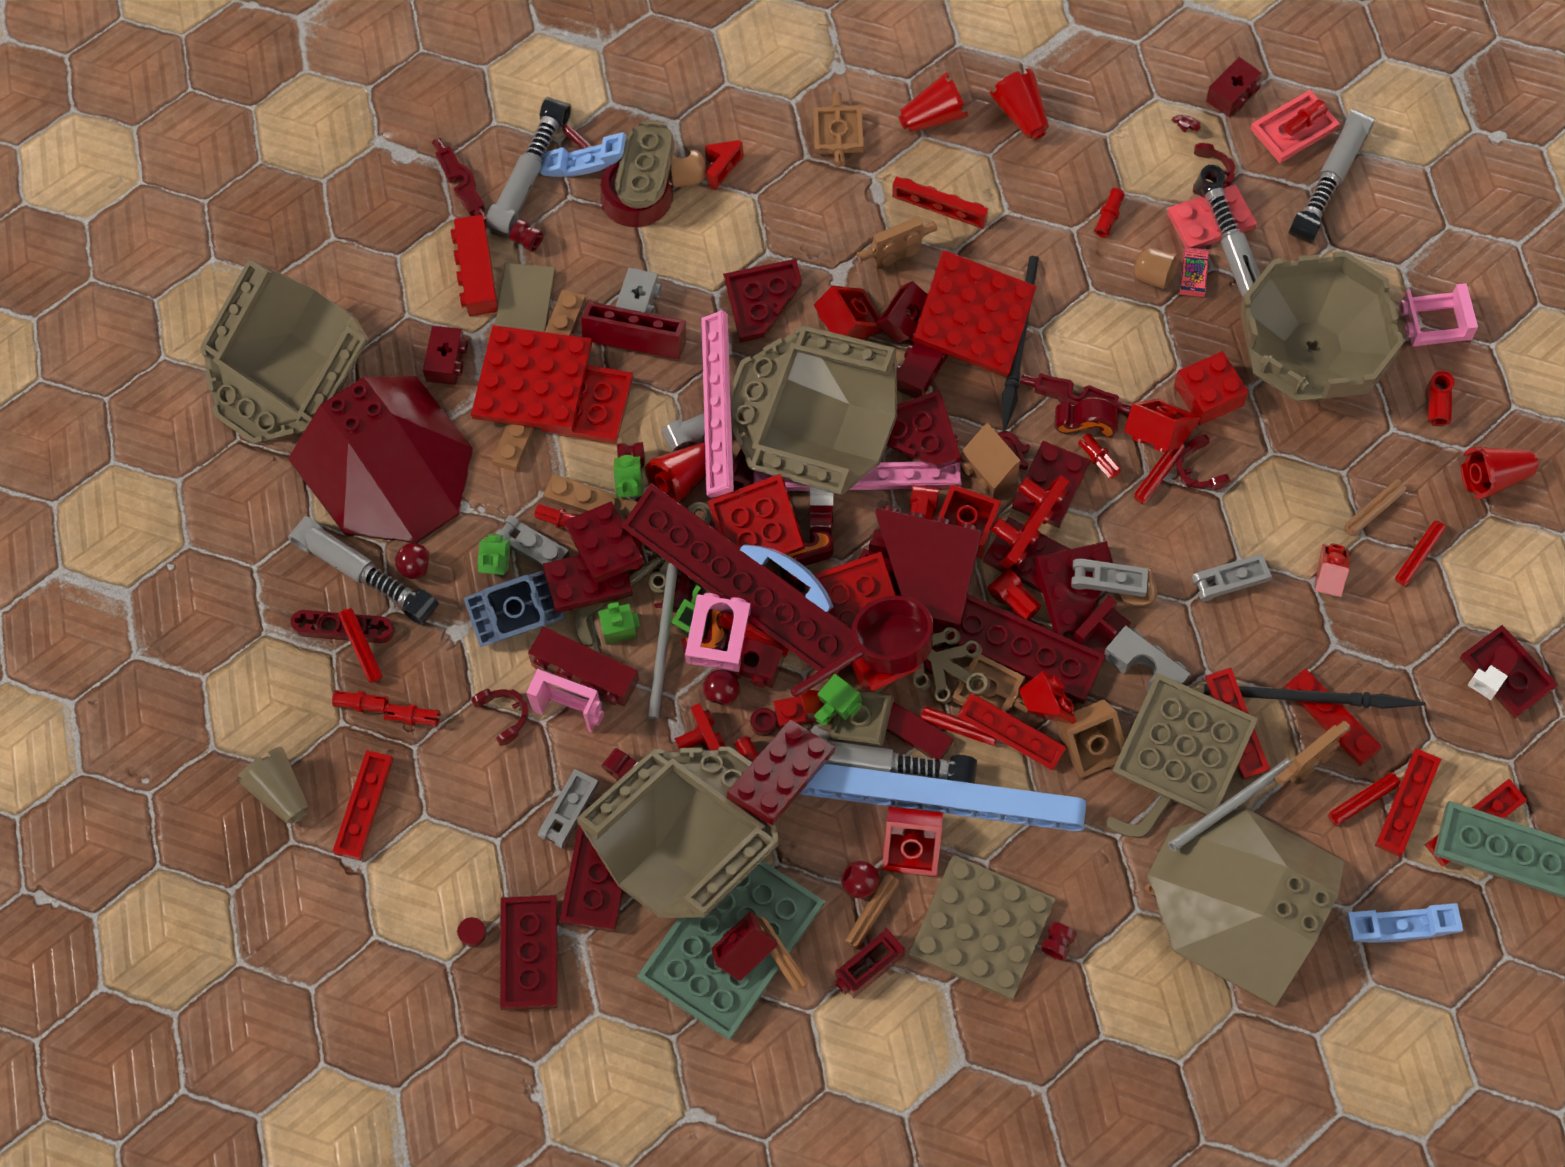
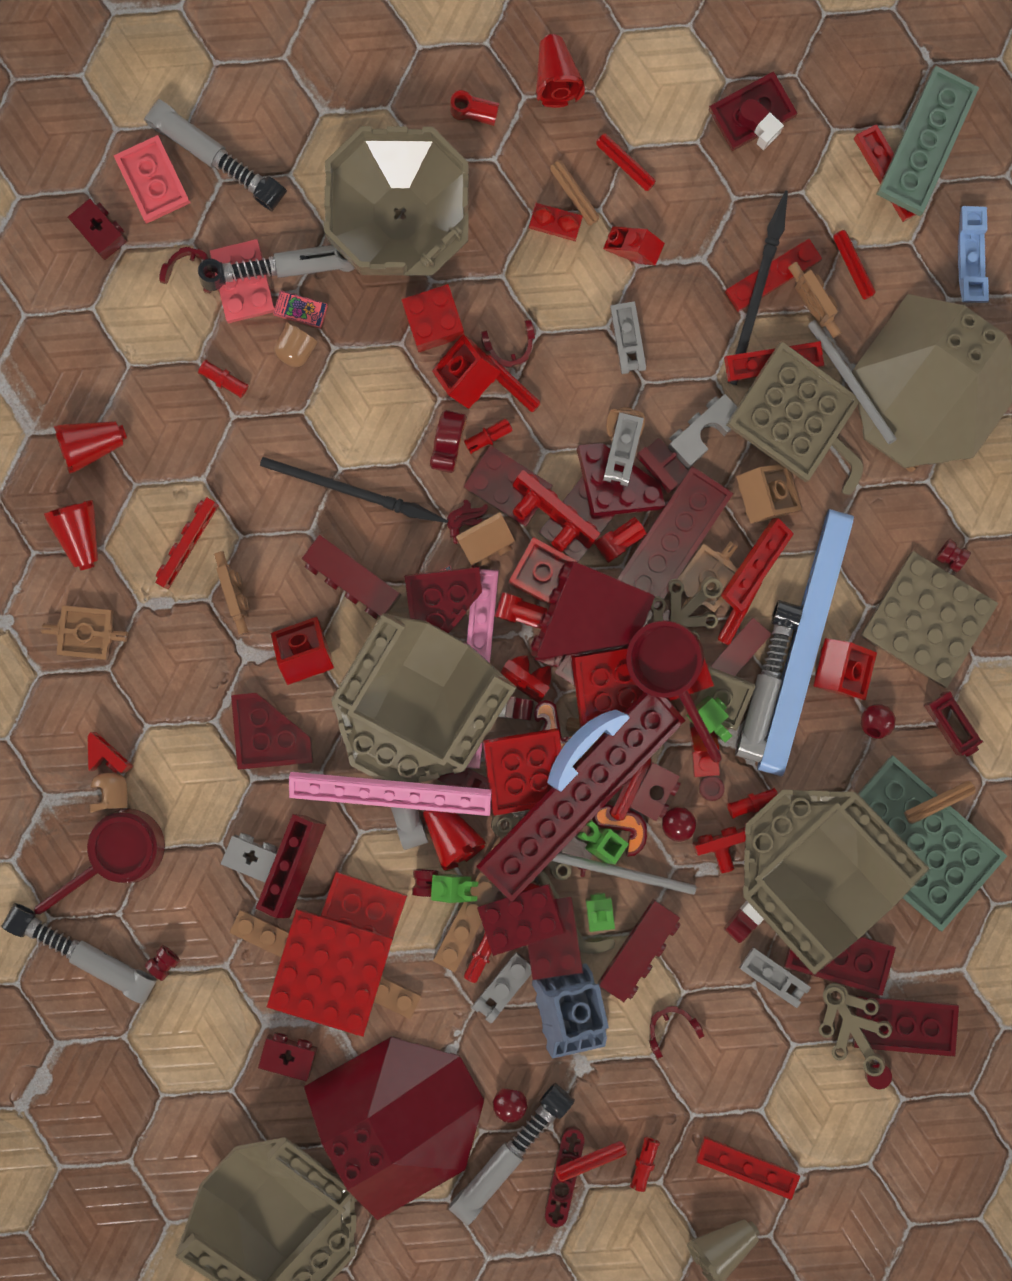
camera: 80 degrees left, 20 degrees up
(411, 714) = (664, 1116): red pin -> none
(456, 171) = (72, 1030): dark red piece -> none
(475, 265) = (189, 1018): red brick -> none
(494, 554) = (516, 1026): bright green brick -> none
(523, 891) = (853, 1024): none -> dark tan plant
(525, 297) = (233, 970): dark tan tile -> none
(541, 692) = (660, 986): bright pink panel -> none
(584, 161) = (83, 896): light blue slope -> none
(645, 164) = (106, 835): dark tan tile -> none
(713, 658) = (609, 832): bright pink panel -> none
(743, 947) = (935, 836): dark red panel -> none
(780, 772) = (781, 780): dark red plate -> none
(848, 532) = (534, 684): none -> red tile
(872, 911) = (904, 715): medium nougat axle -> none
(895, 320) = (312, 607): dark red brick -> none
(974, 313) = (324, 529): red plate -> none
(1047, 699) = (736, 526): red slope -> none
(1062, 390) = (412, 458): dark red piece -> none
(1186, 122) = (131, 284): dark red plant -> none
(1305, 117) = (149, 166): red axle -> none
(1339, 493) = (555, 222): none -> red tile
(1408, 802) = (863, 227): red plate -> none
(1463, 309) = (384, 65): bright pink panel -> none

